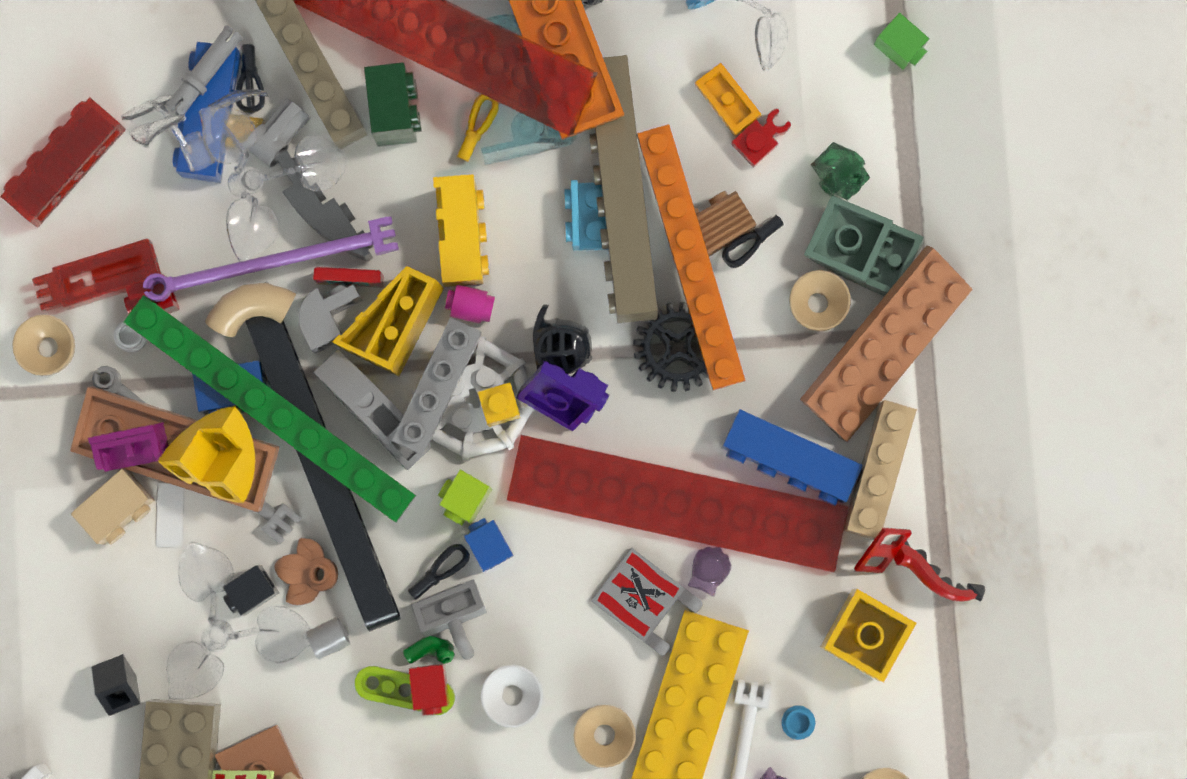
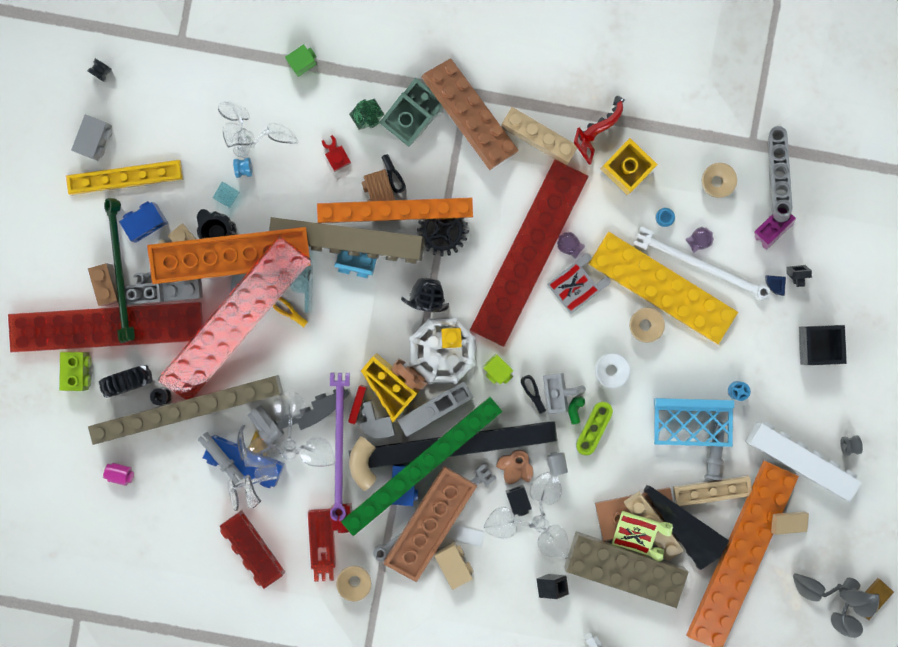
camera: 75 degrees left, 5 degrees up
(128, 339) = (362, 536): white plate -> none
(129, 447) = (423, 548): magenta hinge -> none
(215, 455) = (440, 502): yellow brick -> none
(249, 72) = (225, 432): black piece -> none
(390, 104) = (265, 357): dark green brick -> none
(417, 354) = (411, 376): none -> nougat plate
(429, 688) = (598, 414): red brick -> none
(437, 386) = (433, 370): light grey plate -> none
(460, 230) = (347, 335): yellow wedge -> none
(469, 304) = (389, 340): dark pink brick -> none
(488, 544) = (526, 363): blue brick -> none
(564, 397) = (456, 301): dark purple plate -> none
(727, 99) = (309, 167): light orange plate -> none
(792, 457) = (519, 183): blue brick -> none
(831, 288) = (432, 135): tan piece -> none

